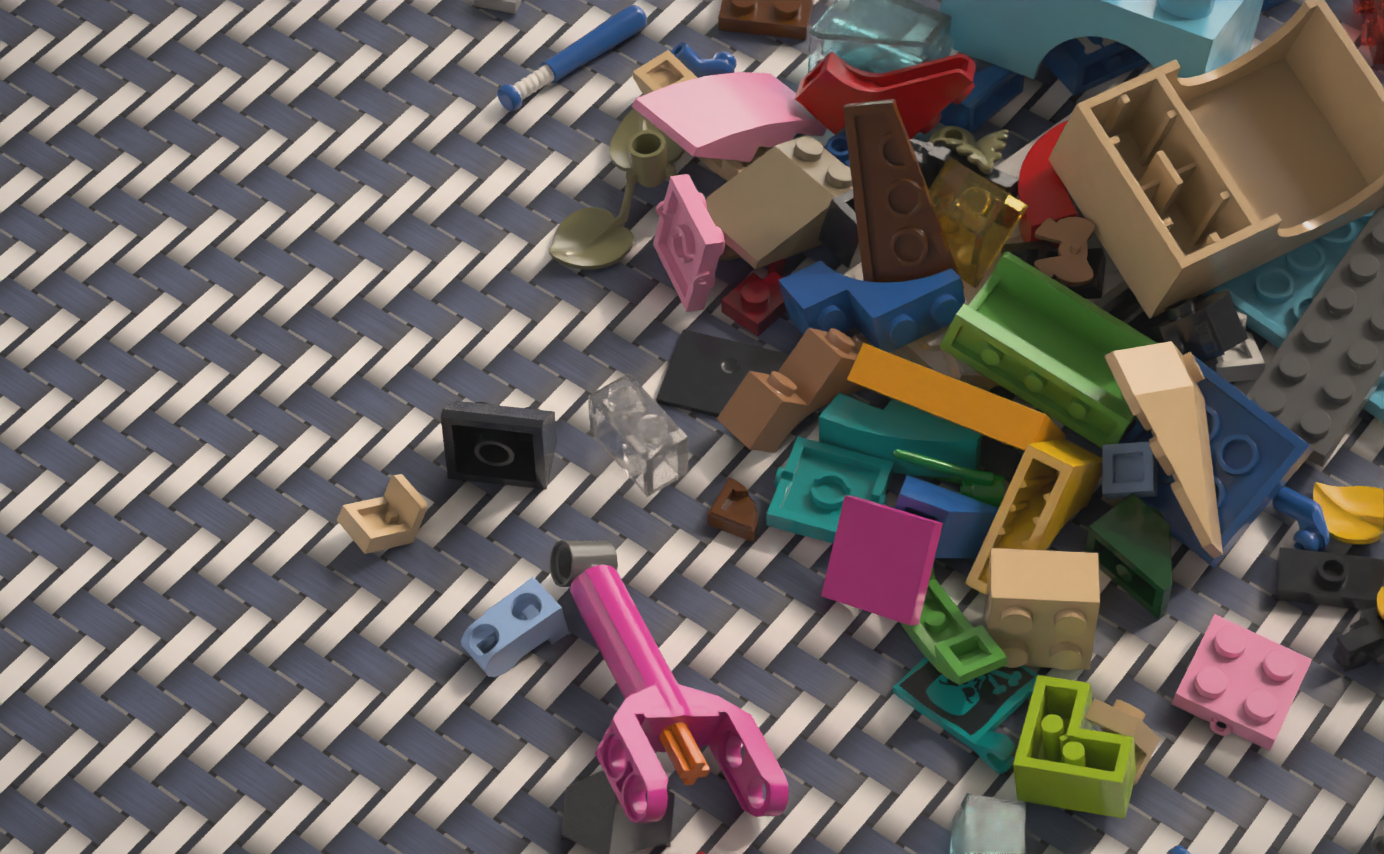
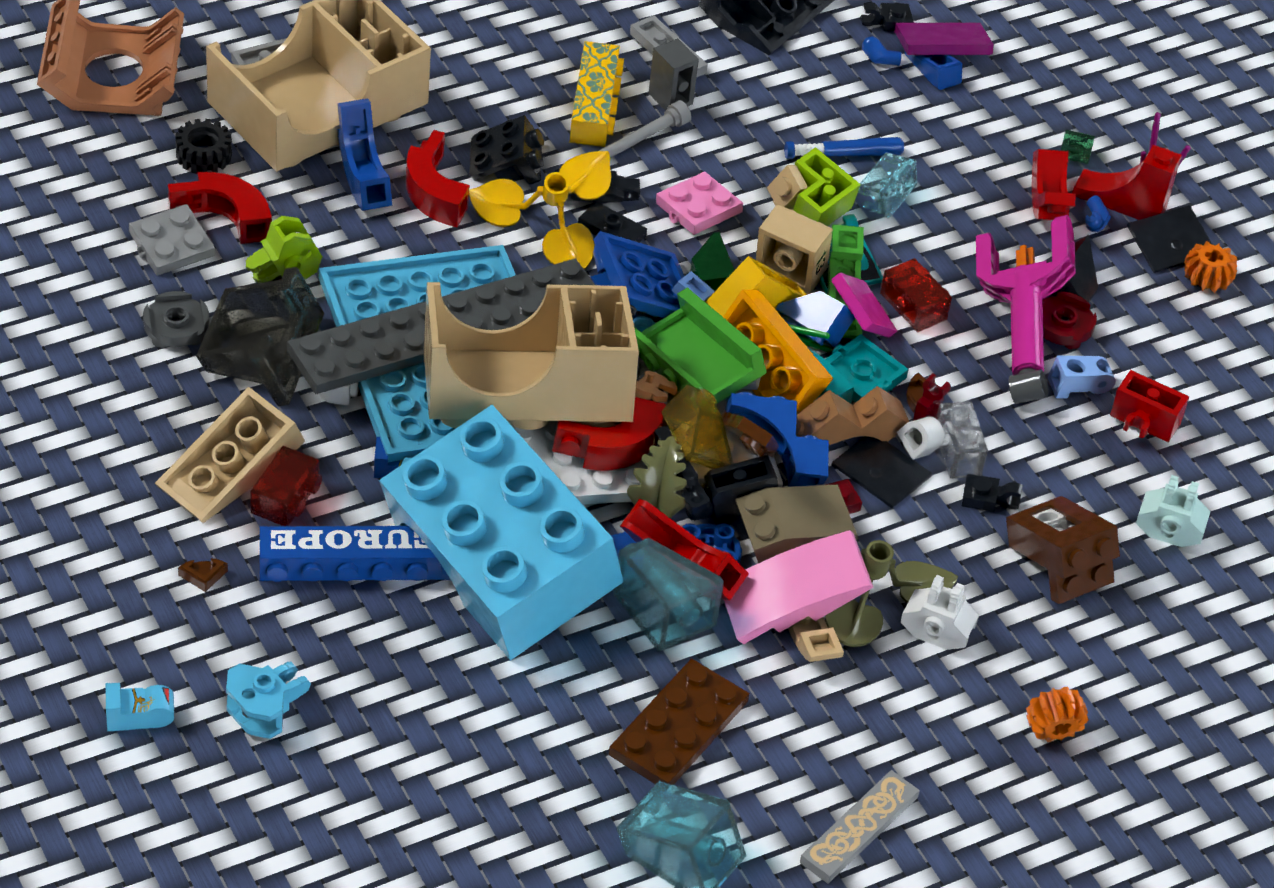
camera: 160 degrees left, 5 degrees down
(295, 445) = (1174, 514): none -> light aqua hinge
(348, 113) = (1057, 714): none -> orange gear
(386, 519) = (1135, 461): tan bracket -> none
(392, 598) = (1149, 406): none -> red brick
(422, 340) = (1067, 542): none -> reddish brown brick
(499, 443) = (1048, 459): black slope -> none
(543, 175) = (940, 615): none -> white hinge
(553, 722) = (1076, 329): none -> dark red plate
(565, 392) = (985, 493): none -> black plate
(588, 47) = (856, 715): blue piece -> none
(688, 242) = (871, 517): bright pink plate -> none
(695, 410) = (921, 436): none -> white plate
(703, 465) = (932, 398): none -> dark red plate
(720, 64) = (780, 660): blue arm -> none
(825, 655) = (916, 295): none -> clear red brick
(1168, 402) = (668, 276): tan wedge -> none

